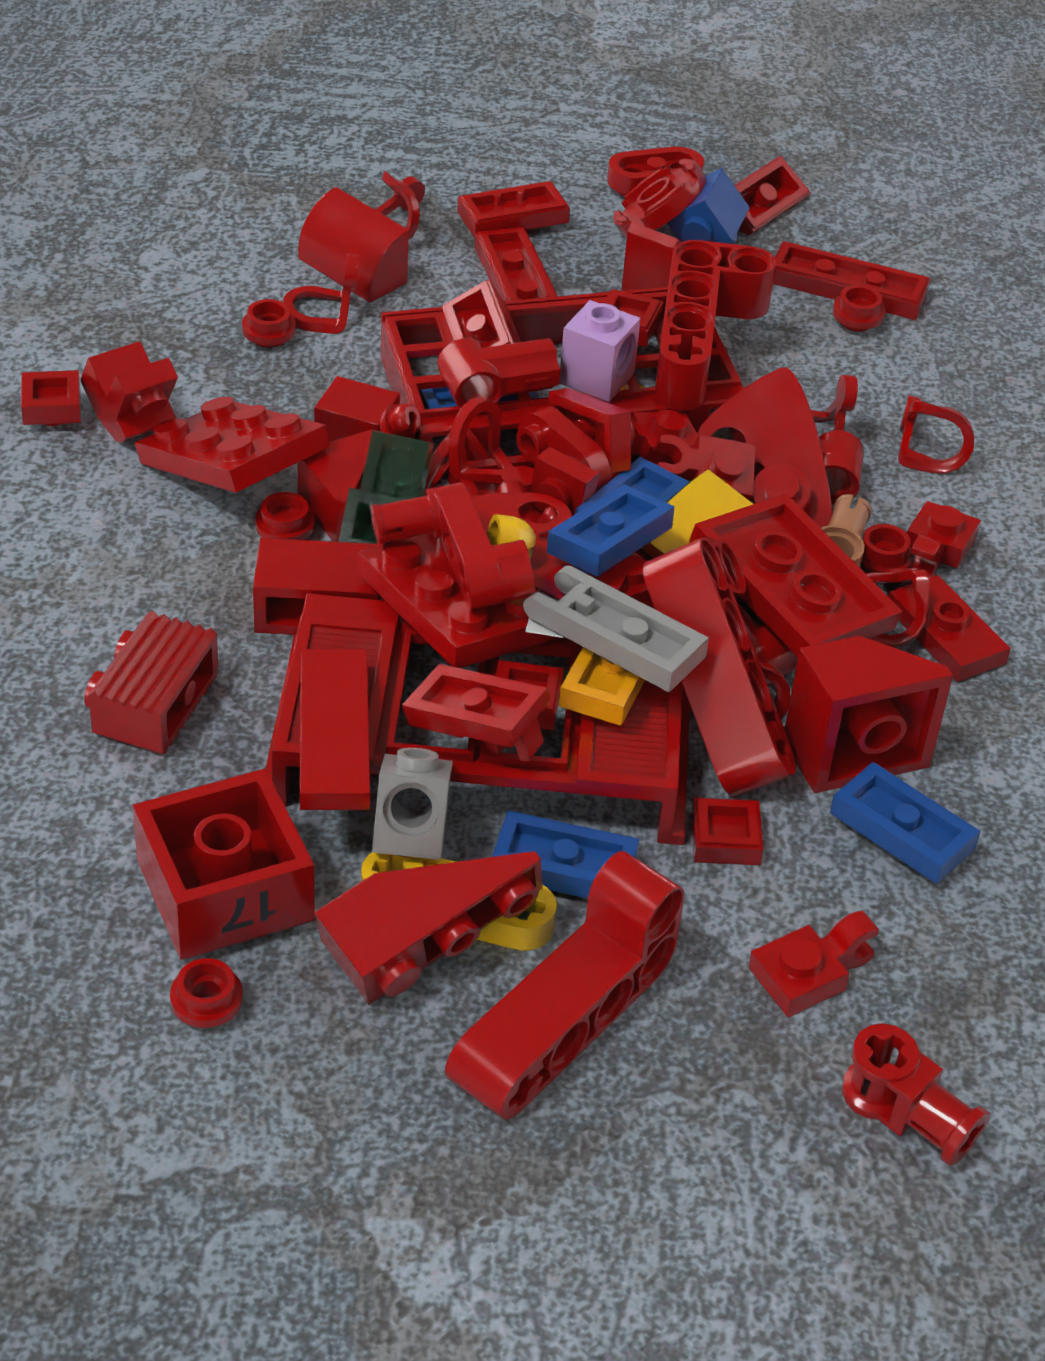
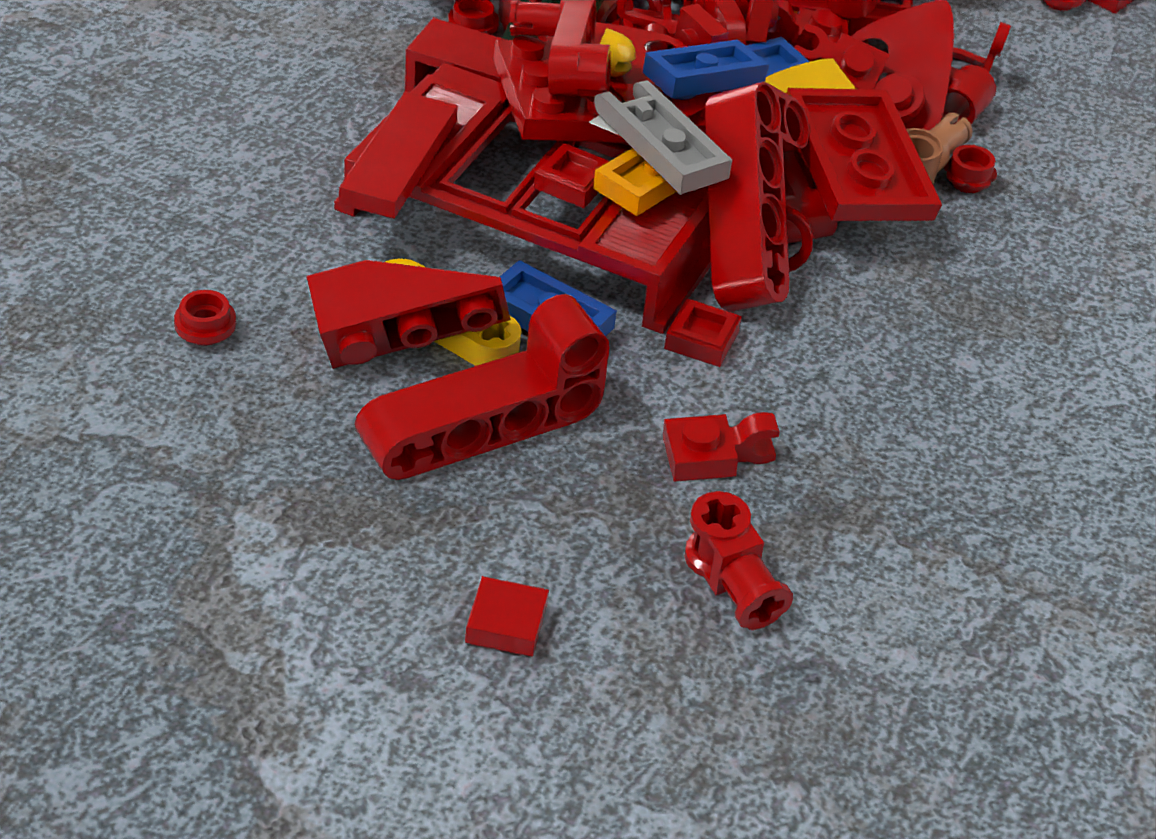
camera: 20 degrees right, 0 degrees up
(153, 682) = (296, 99): red brick -> none
(224, 863) = (263, 228): red brick -> none
(407, 831) = (414, 237): light grey brick -> none
(479, 708) = (523, 169): red plate -> none
(719, 1242) = (507, 616): none -> red tile
(863, 706) = (864, 270): red slope -> none
(905, 822) = (860, 367): blue plate -> none
(920, 583) = (972, 190): red piece -> none
(921, 462) = (1060, 73): red piece -> none
(941, 536) = (1027, 171): red plate -> none
(953, 631) = (994, 241): red plate -> none

